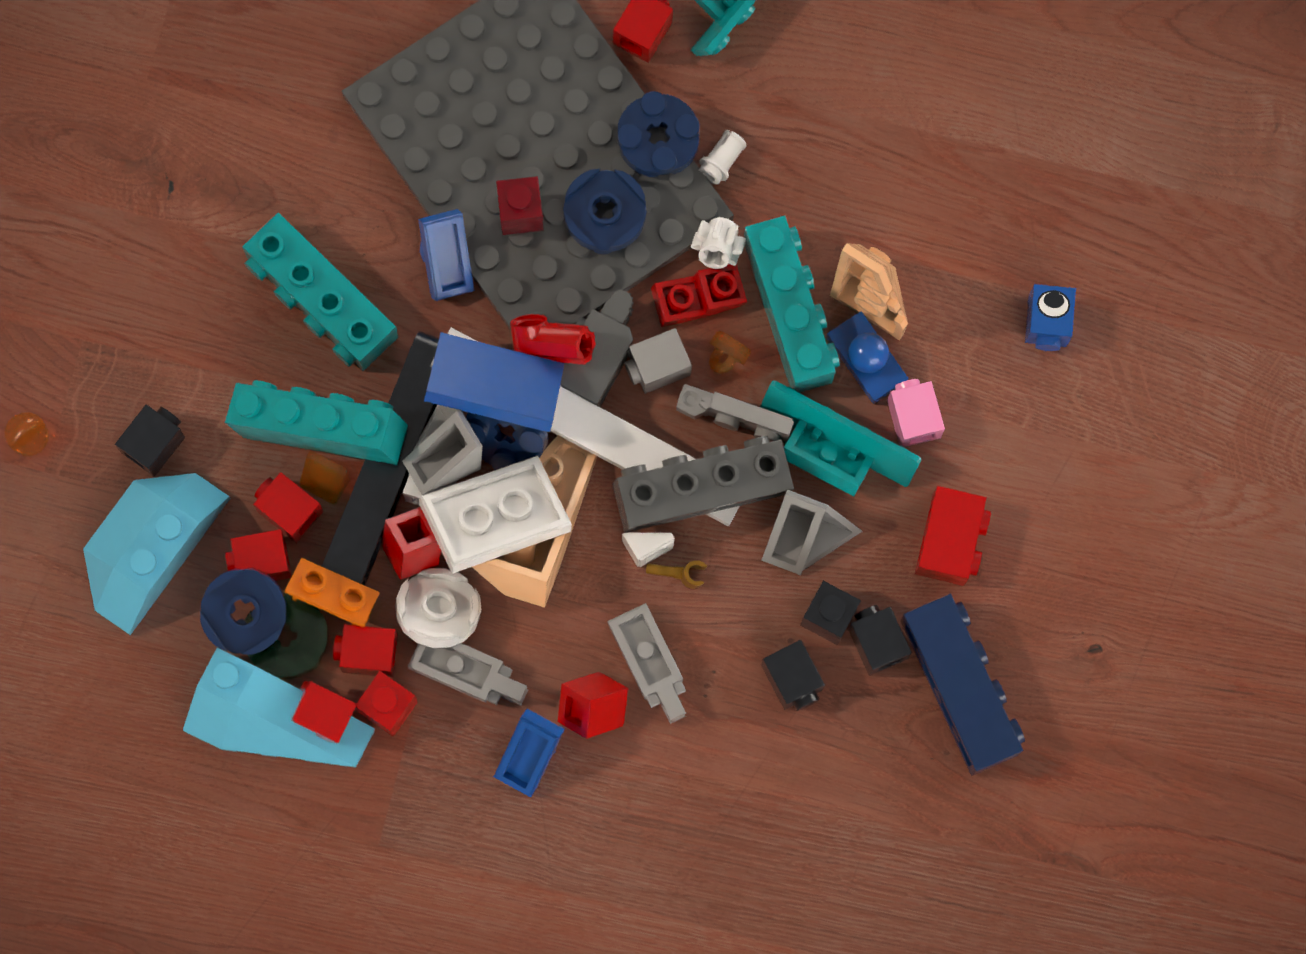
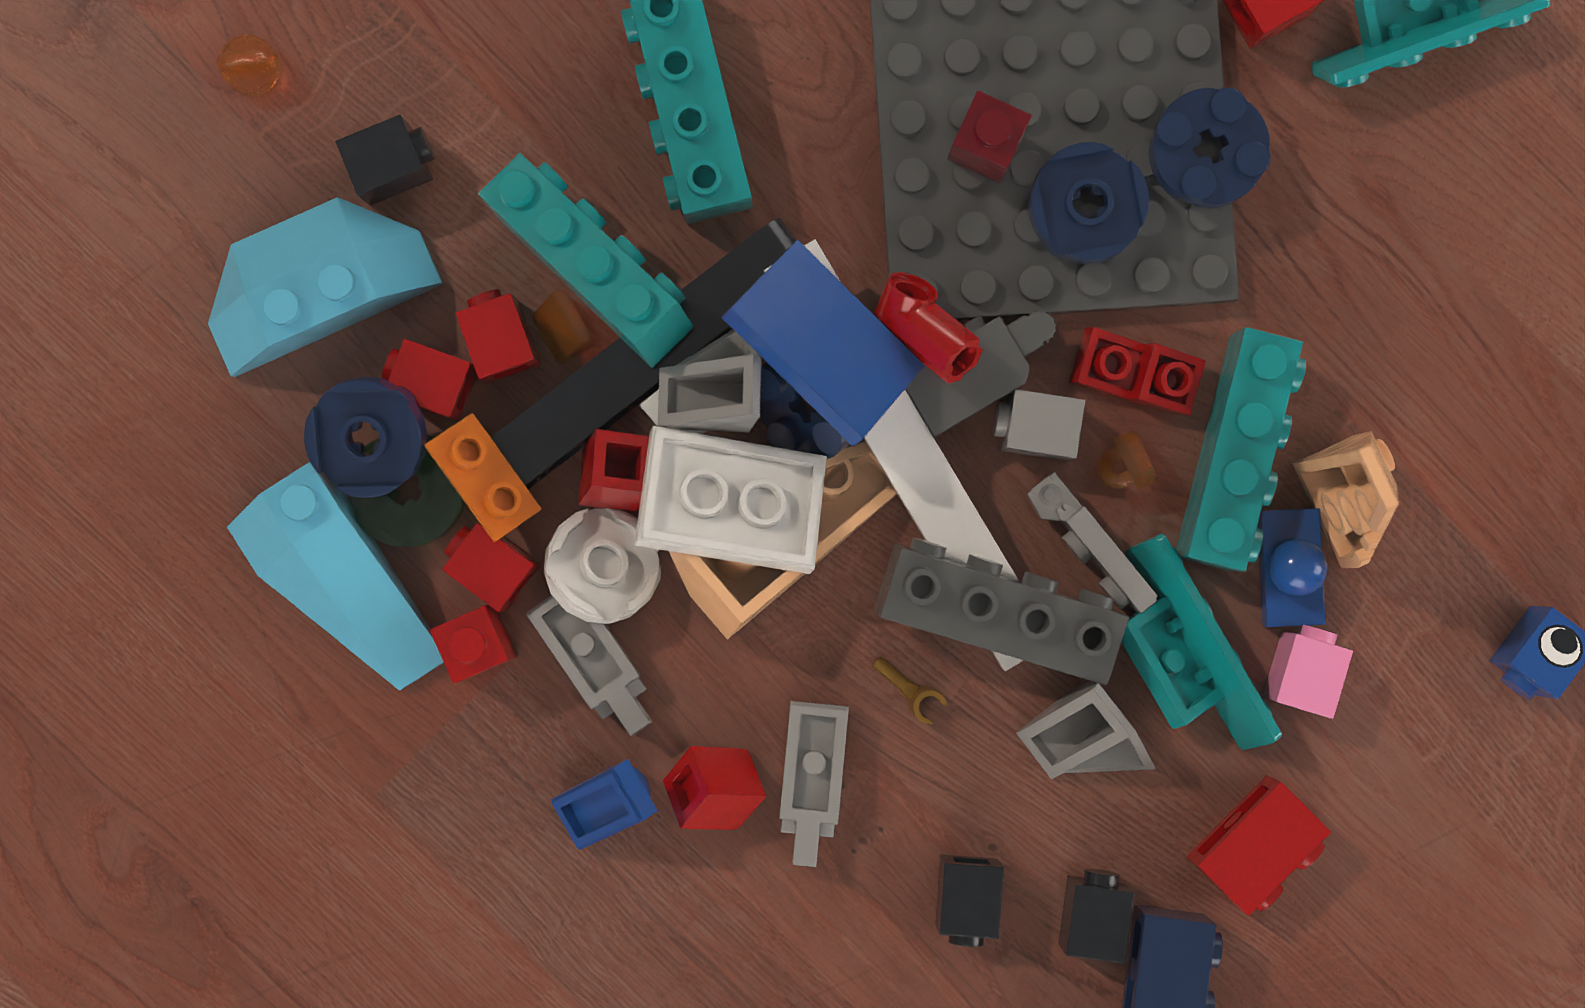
camera: 35 degrees right, 10 degrees up
(323, 712) = (388, 614): red panel -> none
(446, 254) = (865, 143): tile -> none
(647, 546) = (889, 641): white slope -> none
(718, 243) = (1200, 324): white gear -> none
(722, 157) = (1268, 219): white pin -> none
(830, 612) = (1059, 851): black brick -> none

